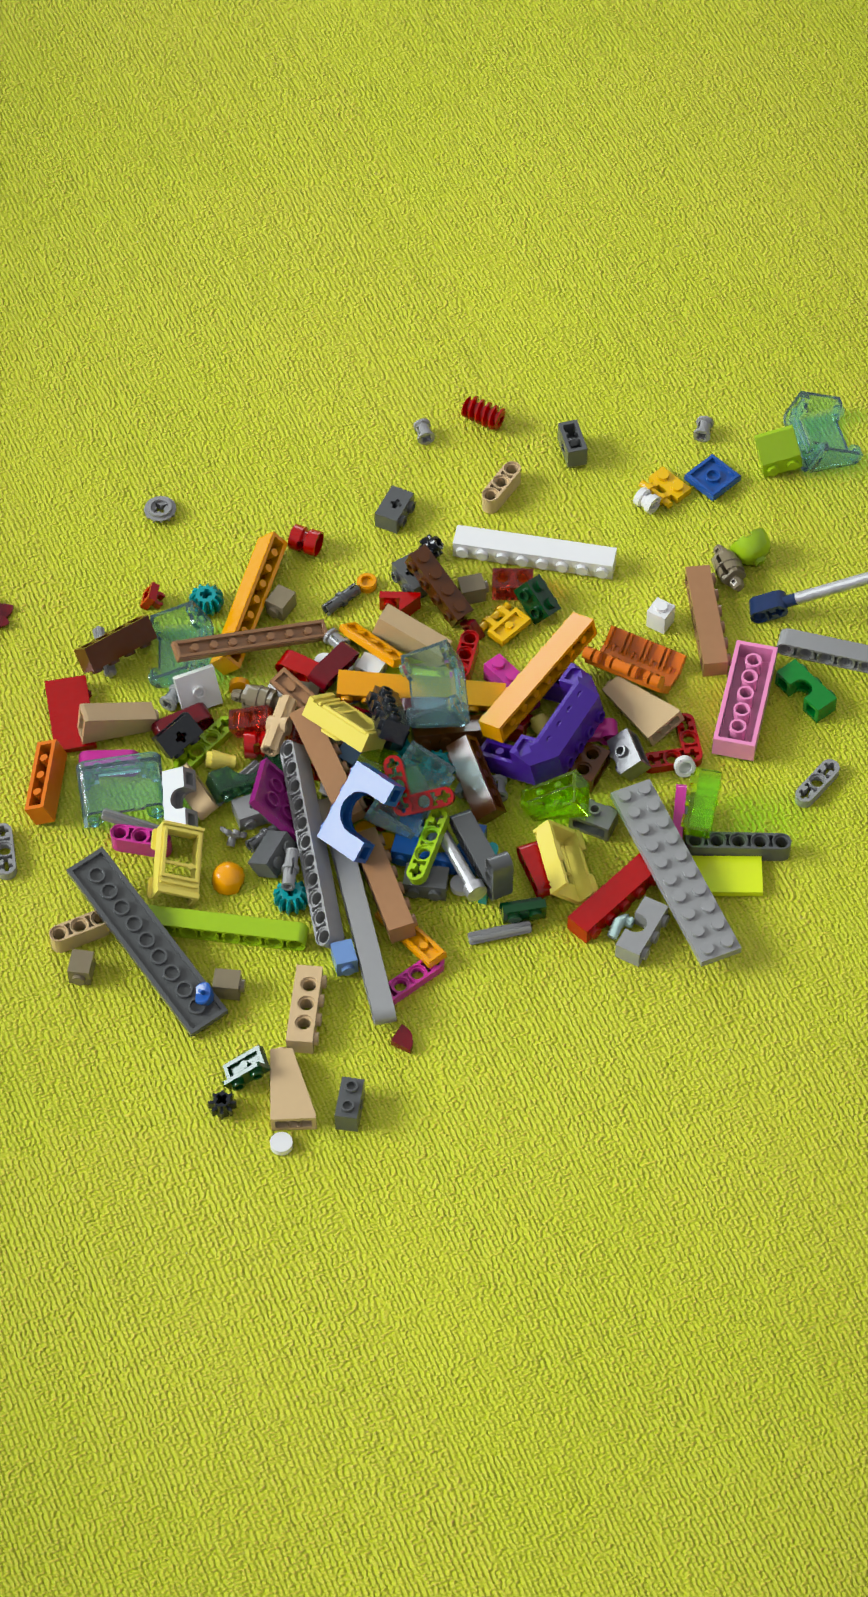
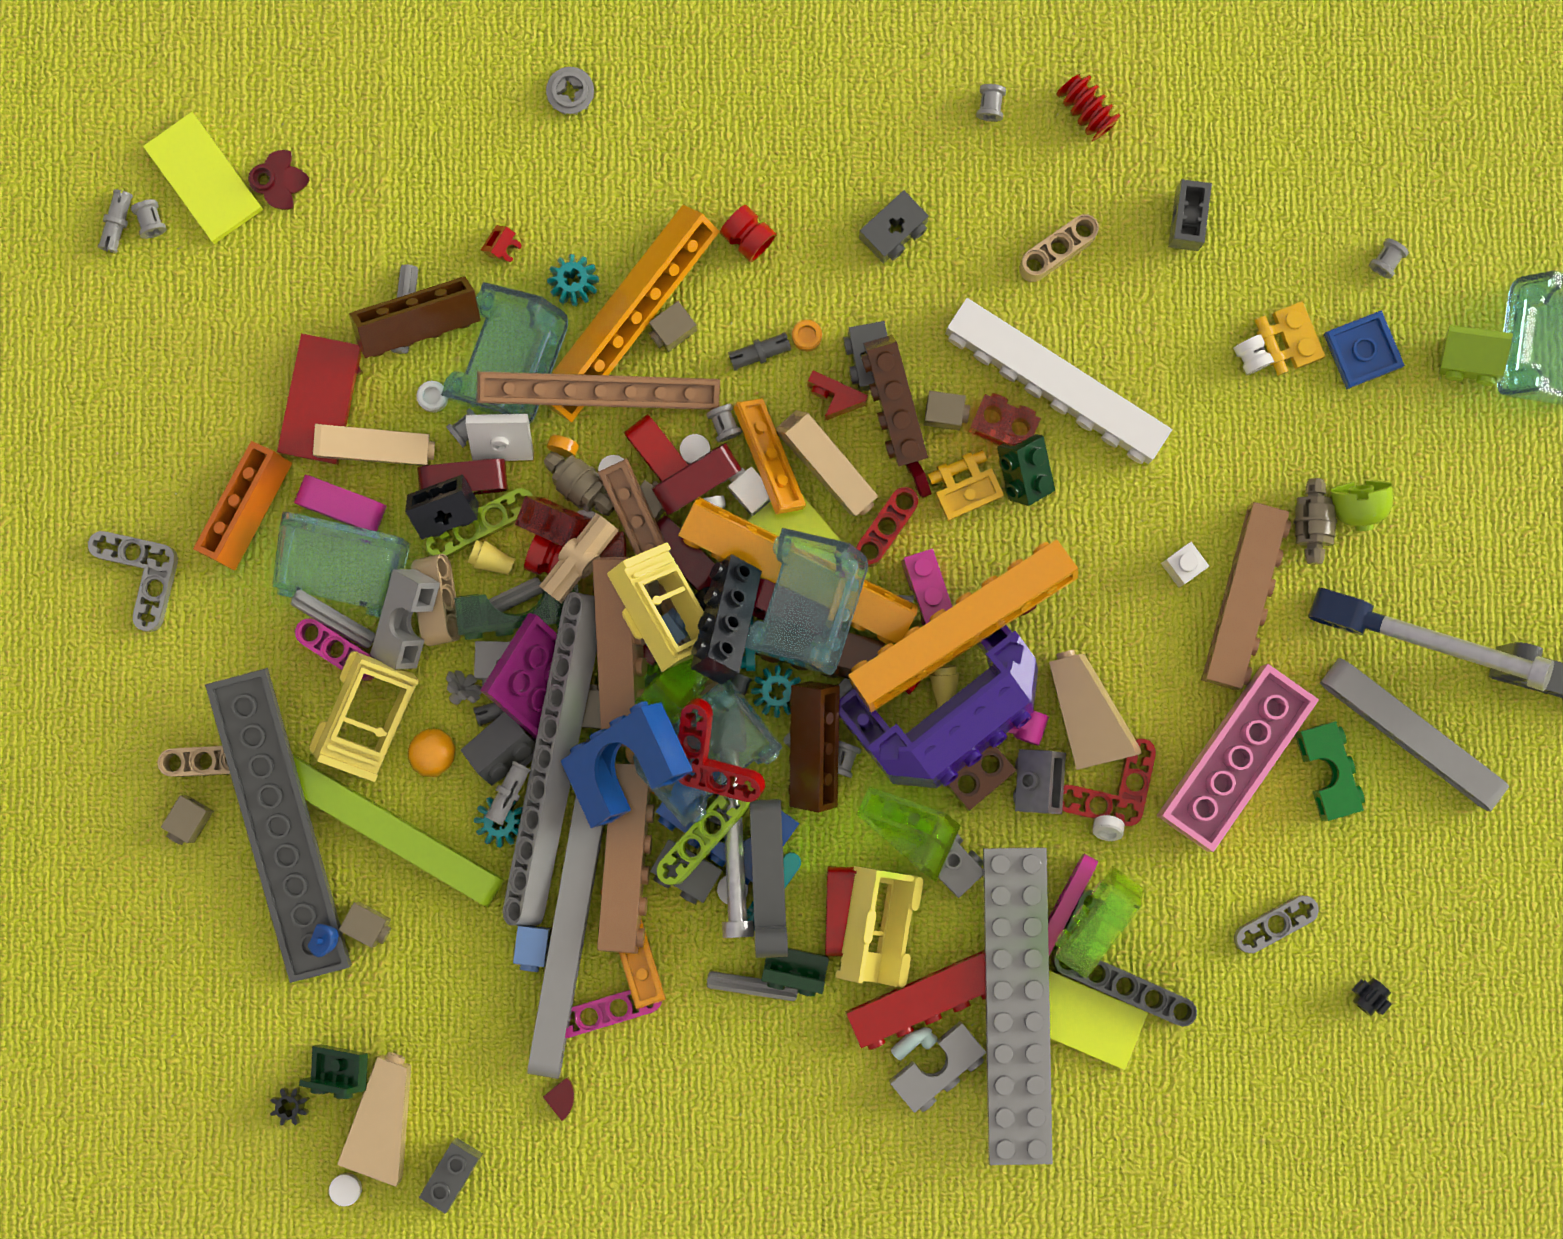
camera: 20 degrees right, 30 degrees up
(142, 691) = (430, 396): none -> white tile
(306, 978) = (421, 1043): tan brick -> none
(434, 544) = (917, 316): black gear -> none
(637, 660) = (1114, 634): orange hinge -> none

